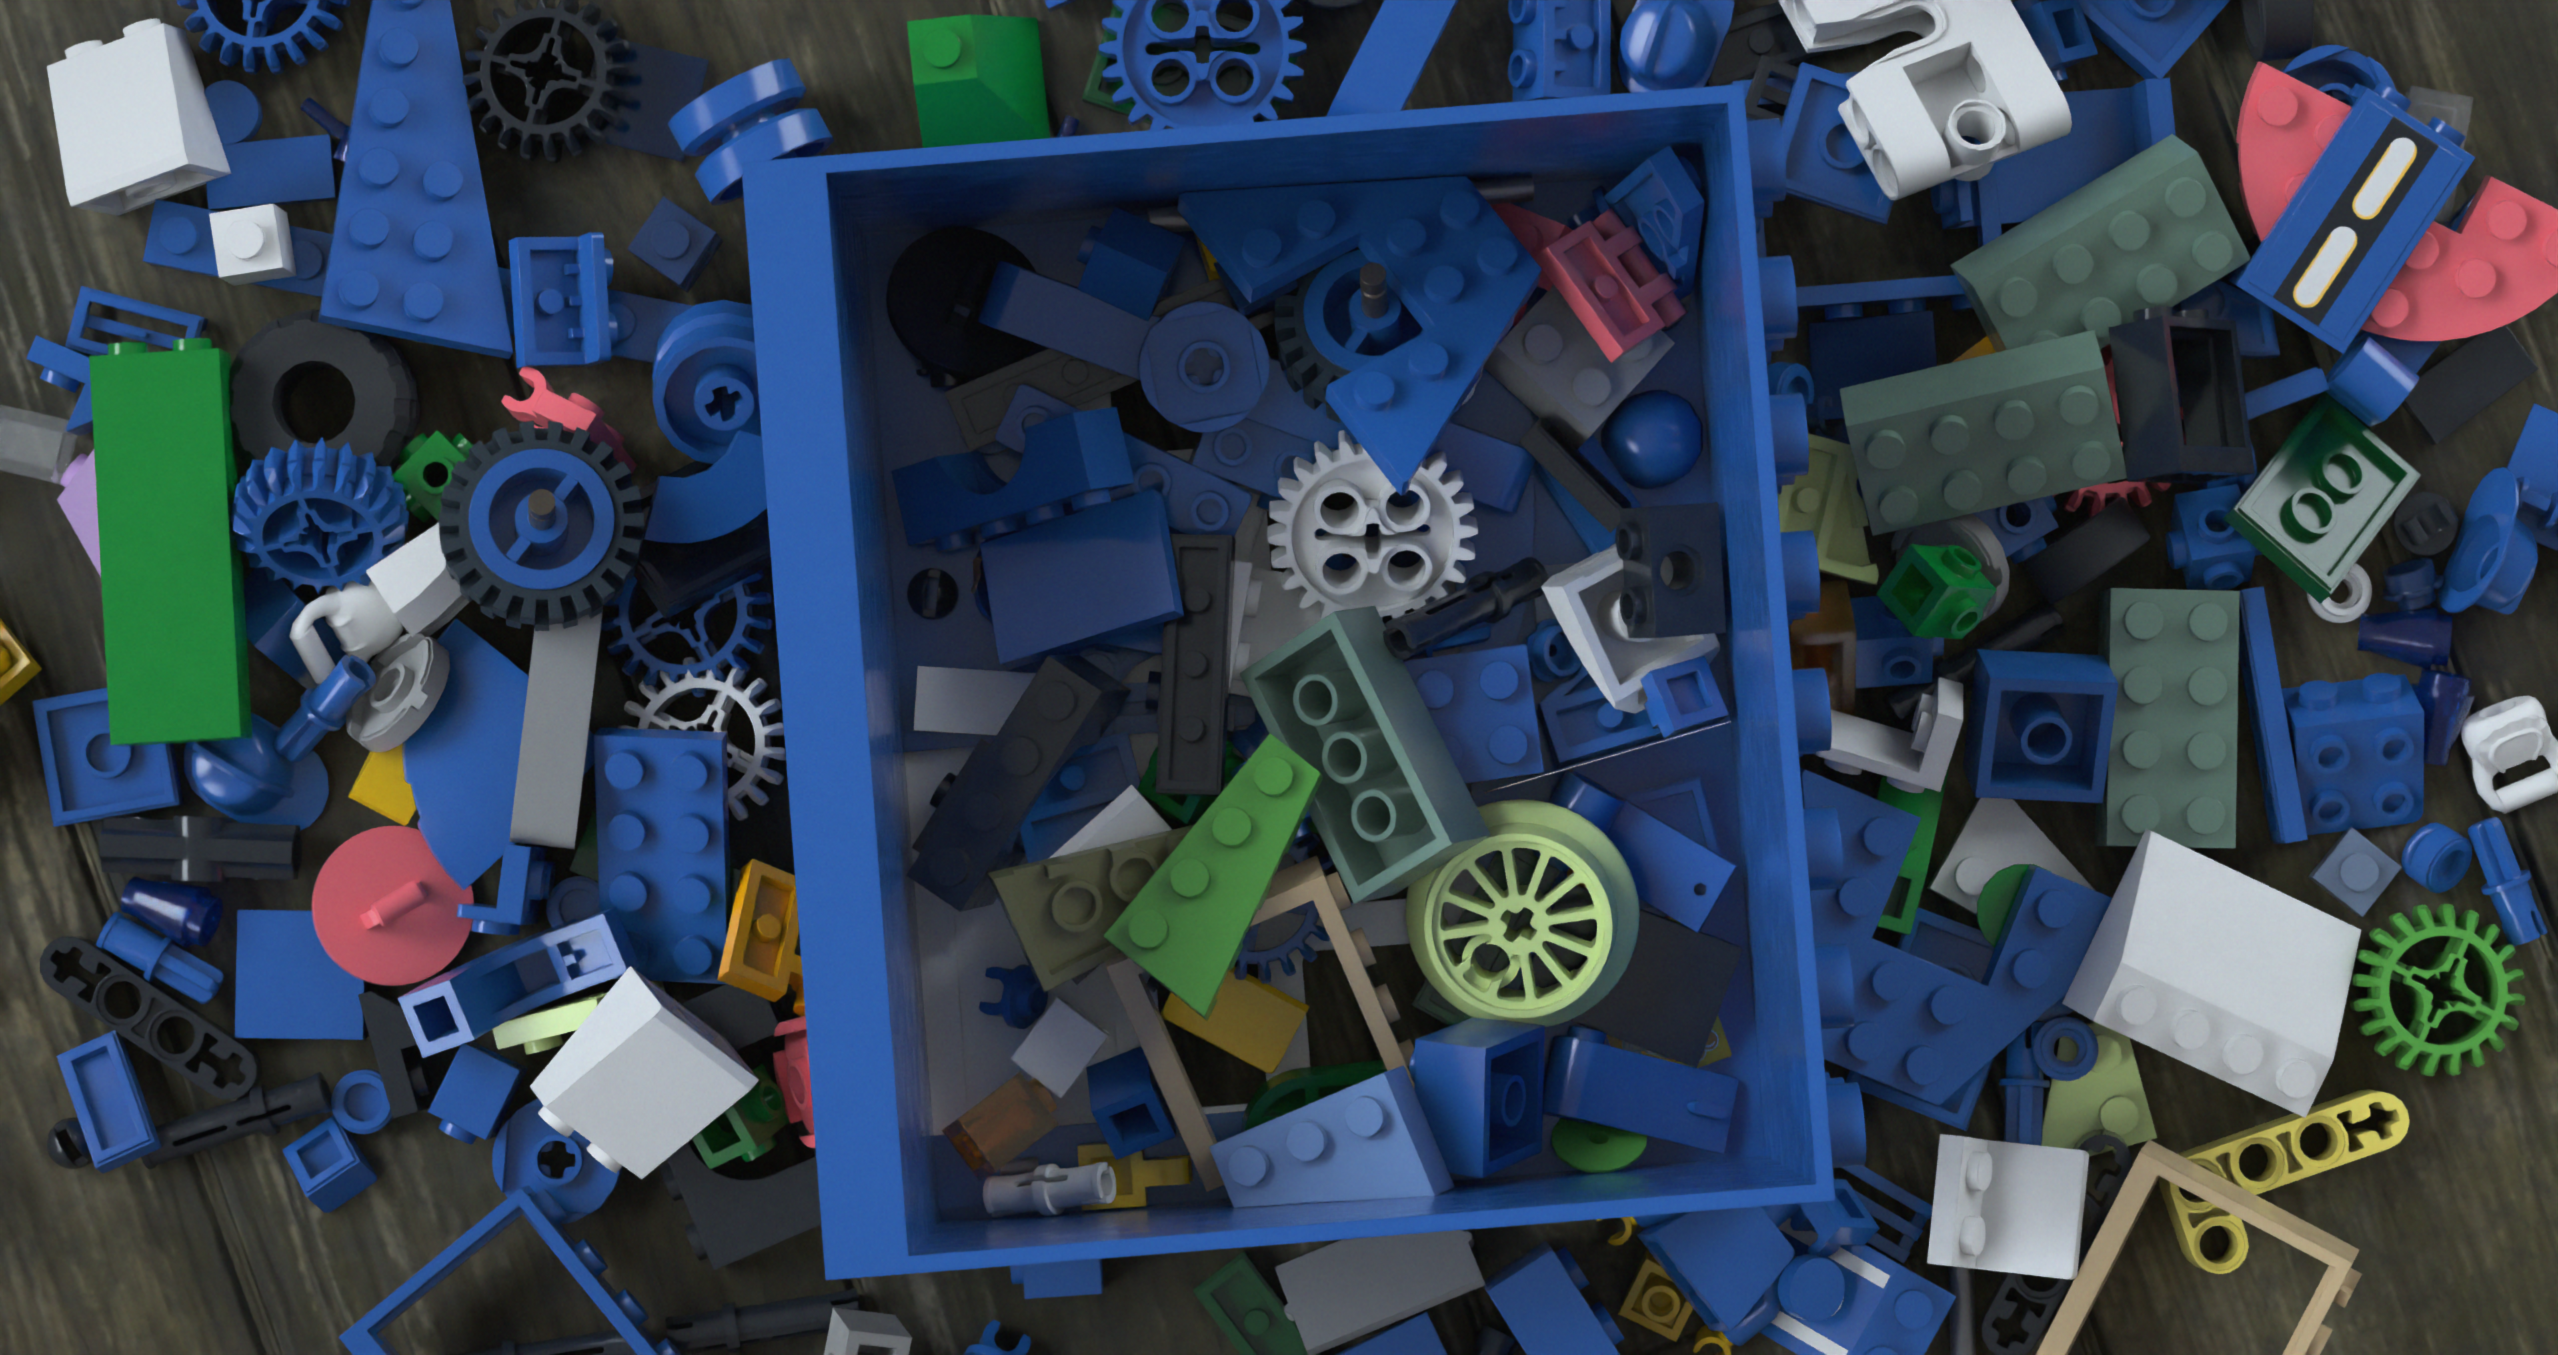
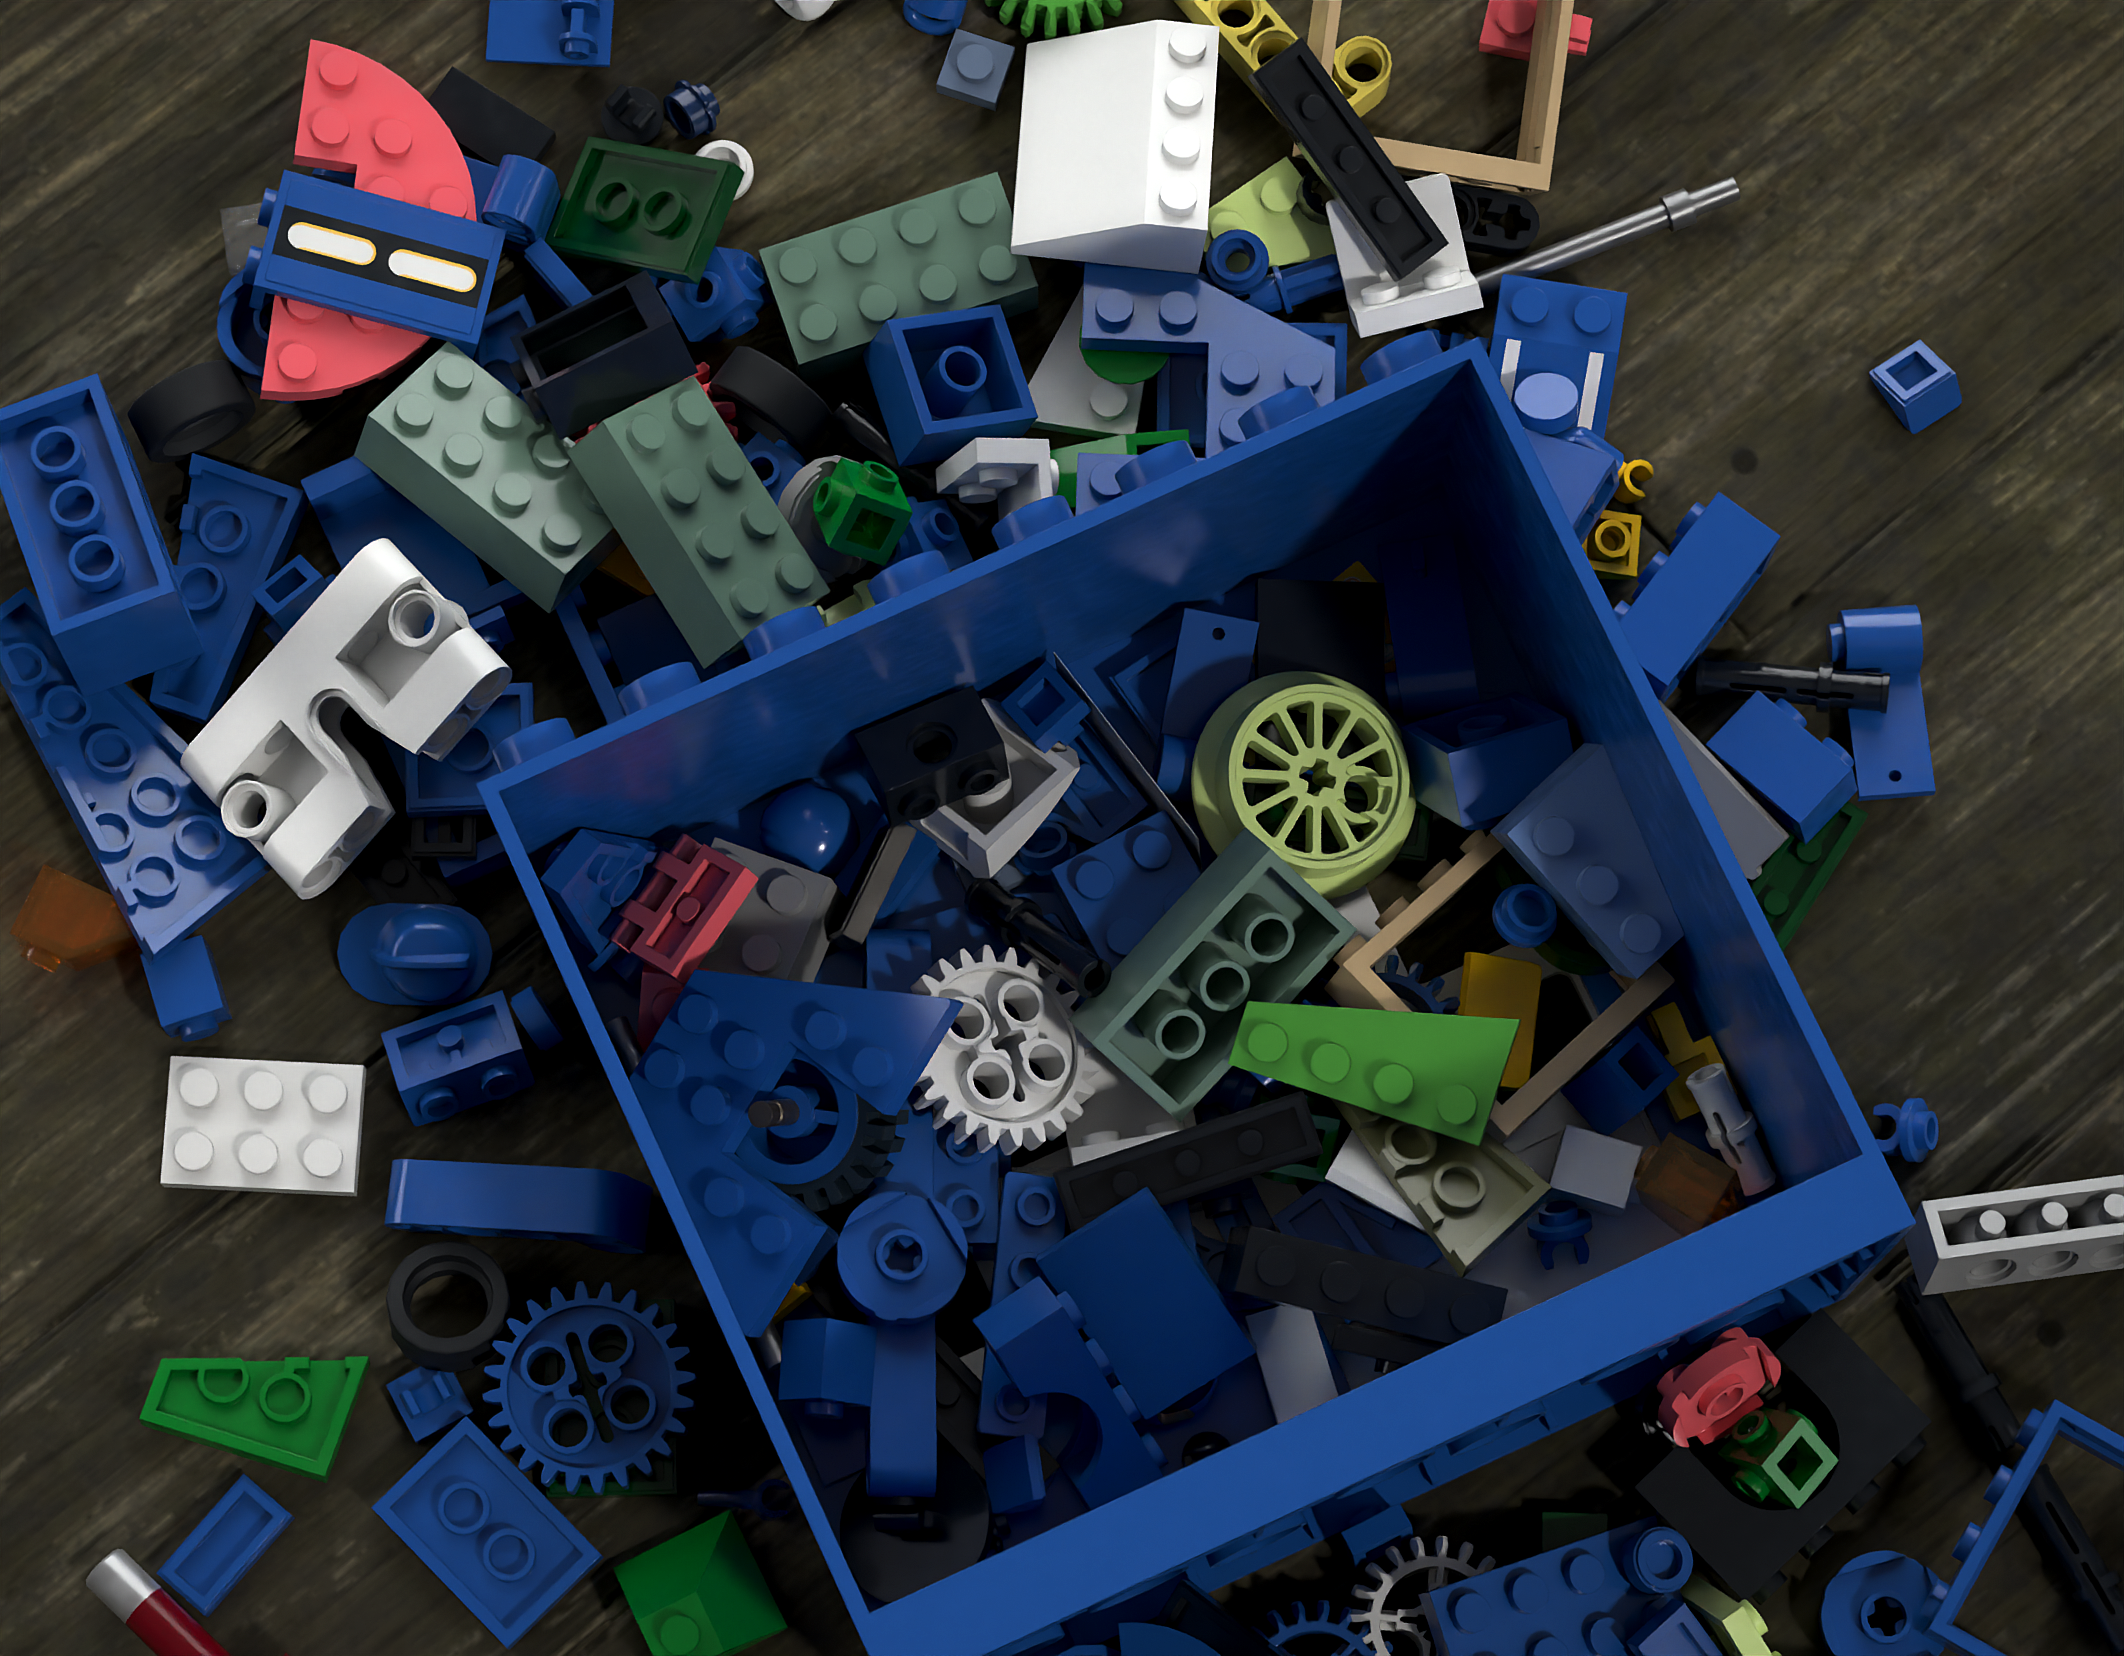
camera: 105 degrees left, 10 degrees down
(640, 1077) = (1780, 1545): white slope -> none
(681, 966) = (1658, 1561): none -> blue tile
(764, 936) = (1598, 1489): light orange plate -> none
(971, 402) = (1014, 1475): none -> blue slope
(1312, 1068) = (1525, 915): none -> blue plate
(1596, 1147) = (1493, 645): bright green piece -> none
(2118, 1185) = (1348, 159): none -> black tile
(2269, 720) = (870, 186): blue tile -> none
(2357, 752) = (865, 104): blue bracket -> none
(2407, 636) = (742, 94): clear blue cone -> none
(2445, 705) = (803, 44): clear blue cone -> none
(2493, 550) = (636, 47): blue piece -> none

